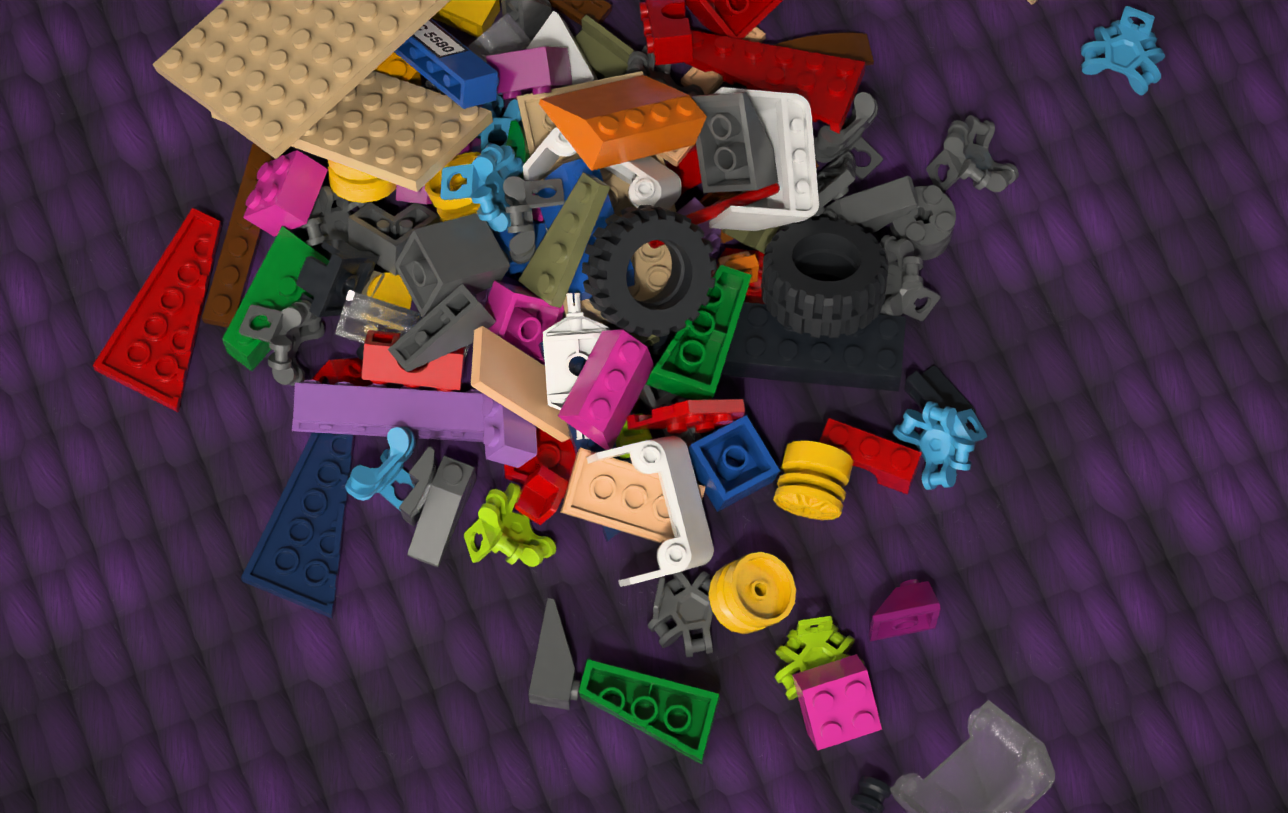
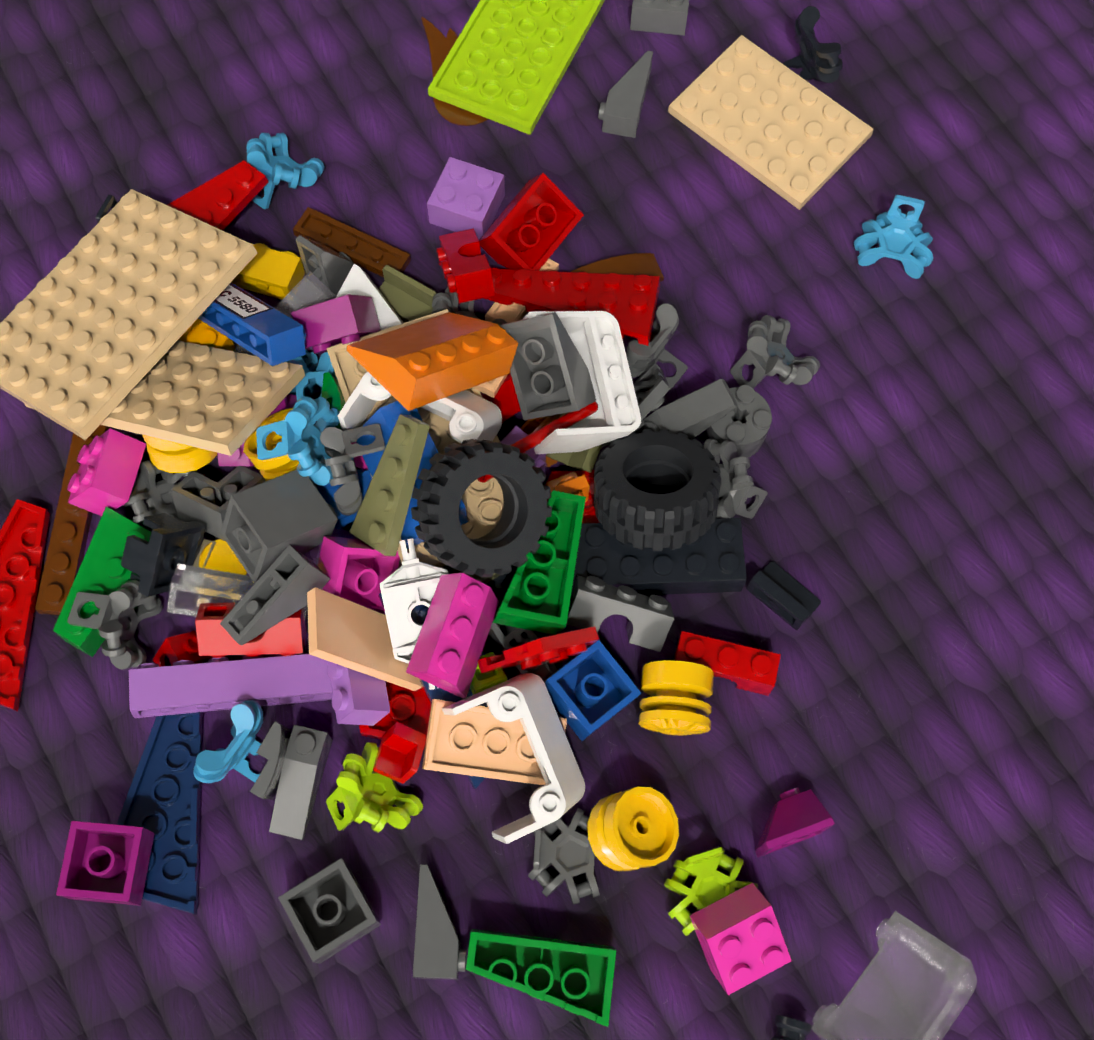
camera: 10 degrees left, 0 degrees up
(258, 555) = (105, 863): none -> magenta brick
(458, 628) = (329, 911): none -> dark grey brick
(749, 377) = (595, 600): none -> dark grey arch
(941, 442) = (796, 639): dark azure piece -> none

